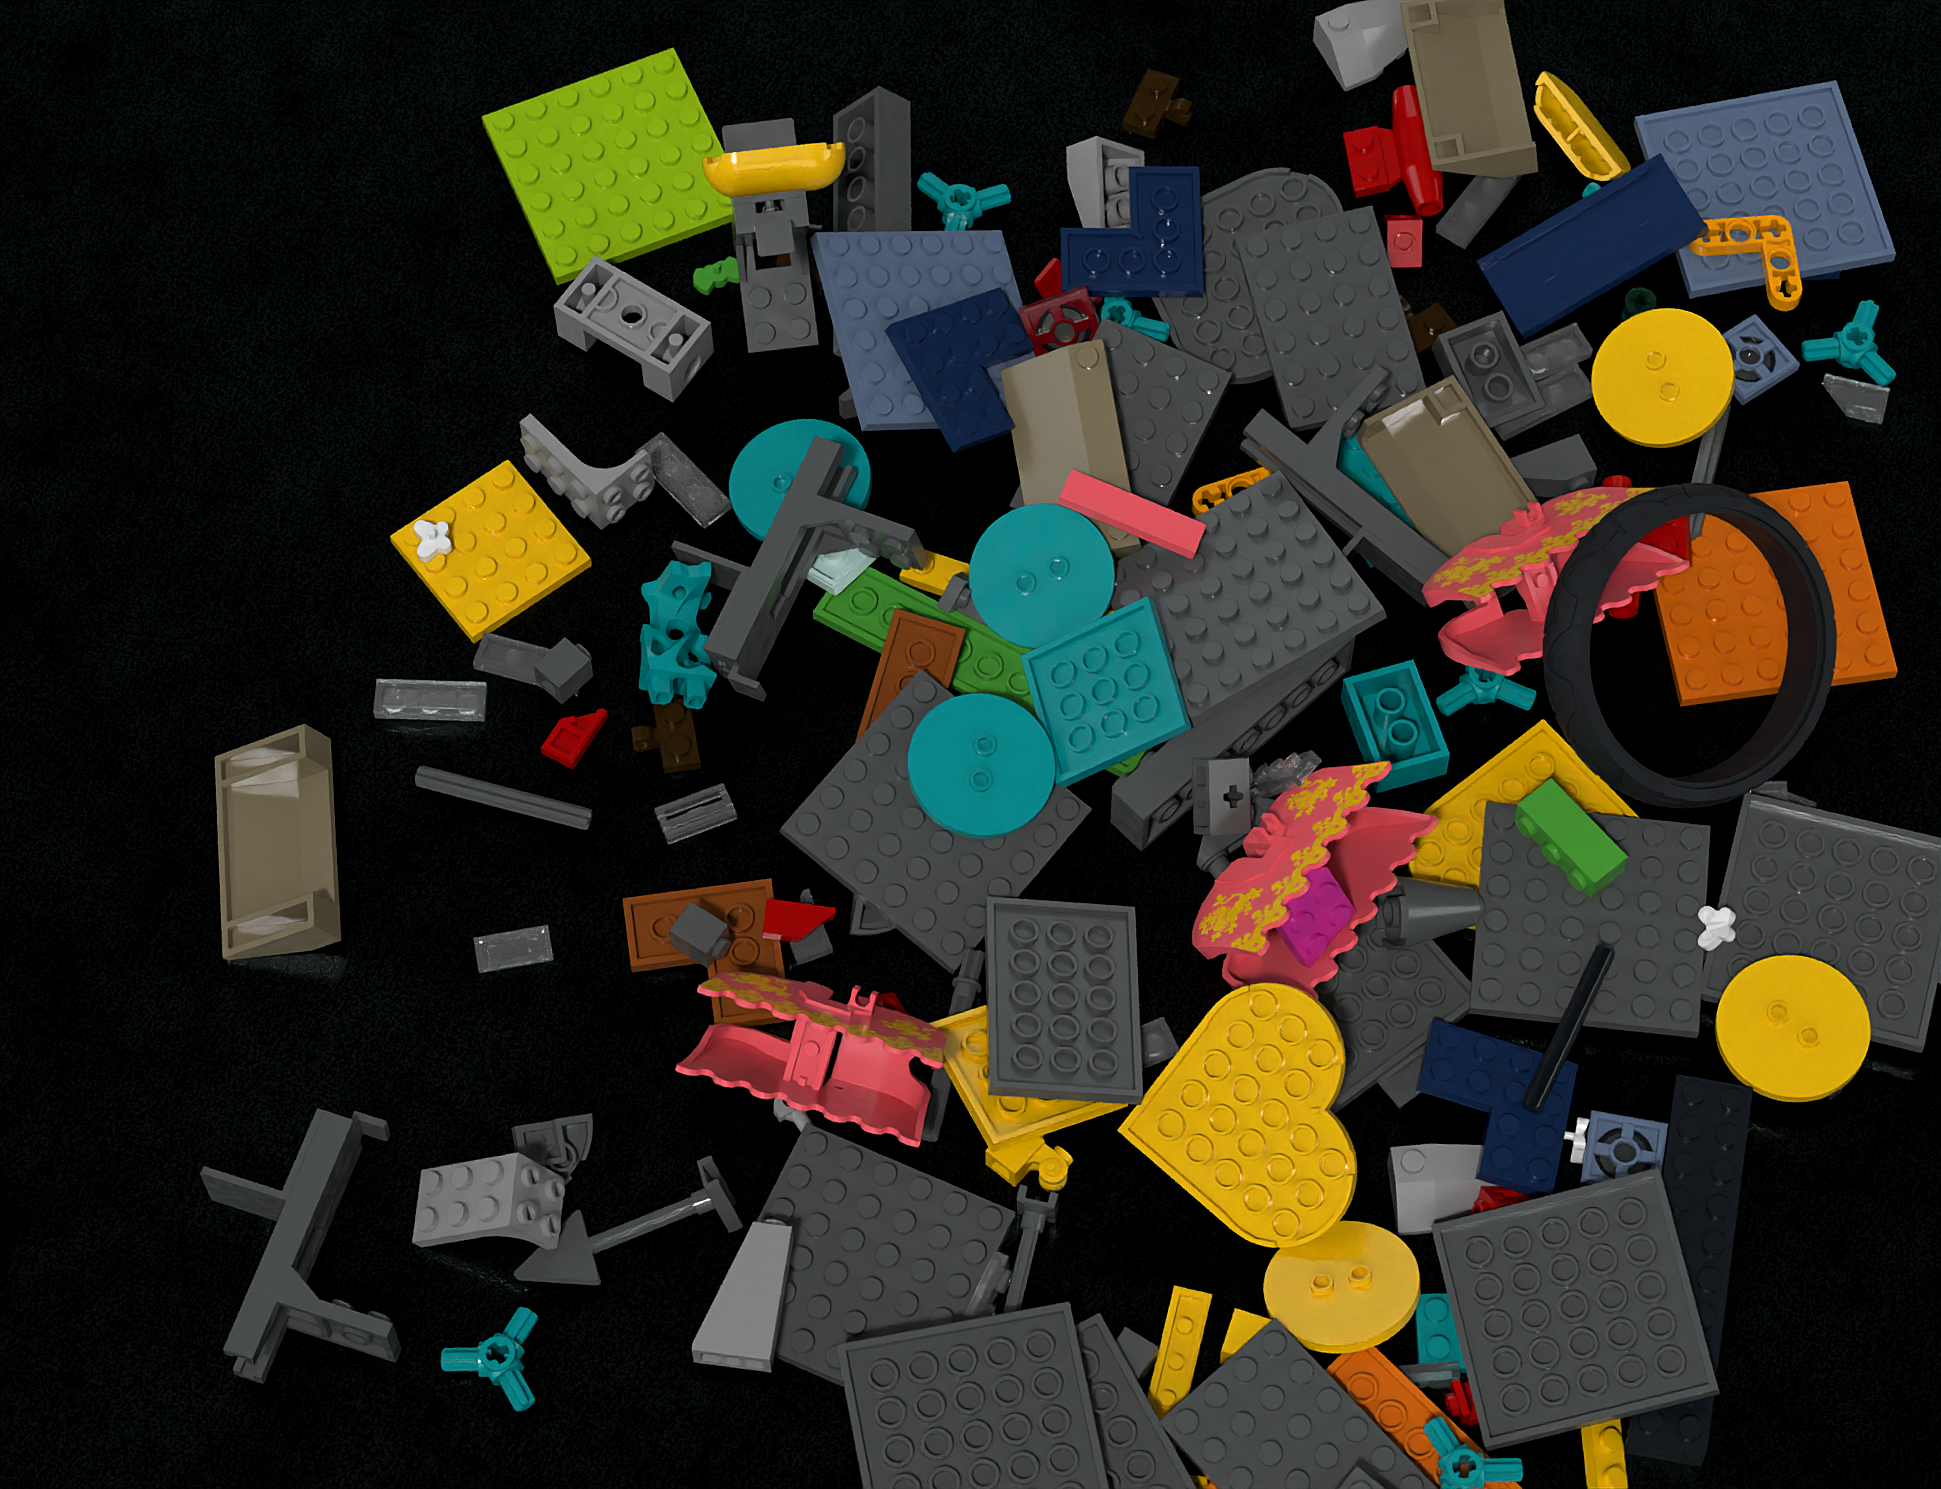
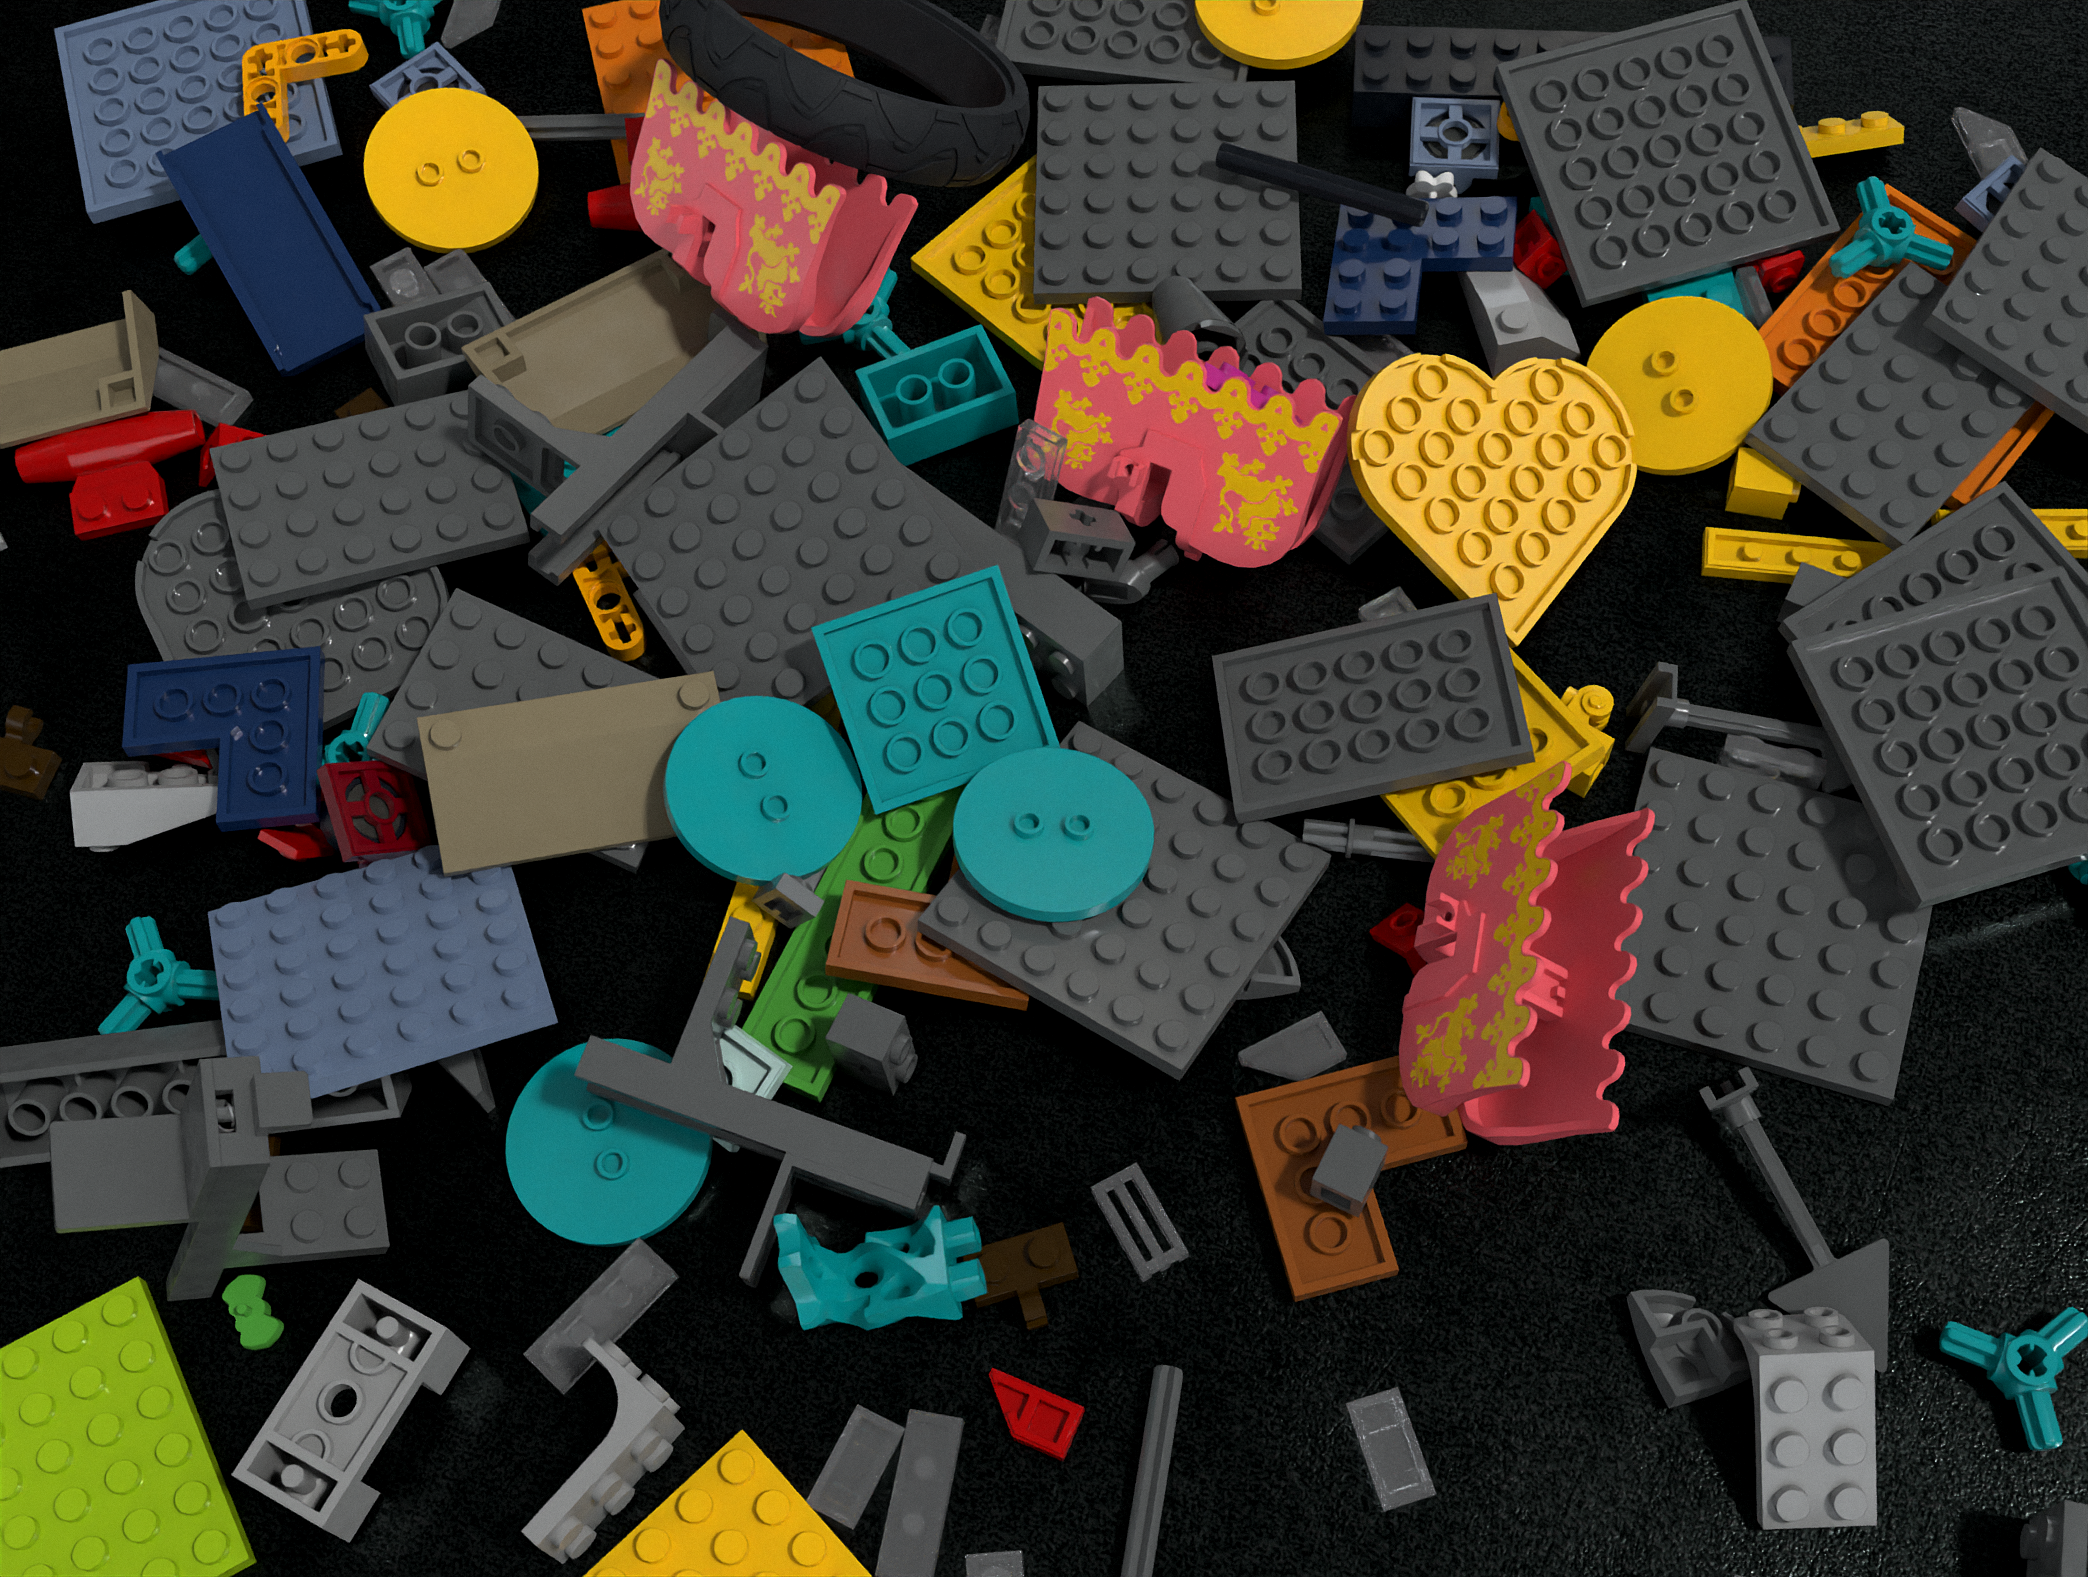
camera: 90 degrees left, 0 degrees up
(554, 622) = (855, 1466): none -> clear tile
(564, 670) = (942, 1430): dark grey brick -> none
(748, 1307) = (1875, 1030): light grey slope -> none
(775, 169) = (137, 1150): yellow brick -> none
(793, 920) = (1299, 1057): red tile -> none
(839, 642) = (872, 1044): none -> dark grey brick
(947, 358) = (421, 934): dark blue plate -> none
(1131, 514) = (676, 675): coral tile -> none
(1557, 468) = (569, 259): dark grey slope -> none
(1570, 838) = (1083, 192): bright green brick -> none
(1578, 130) = (98, 284): yellow brick -> none
(1632, 302) = (350, 201): clear green bush -> none
(1717, 927) = (1168, 65): white piece -> none

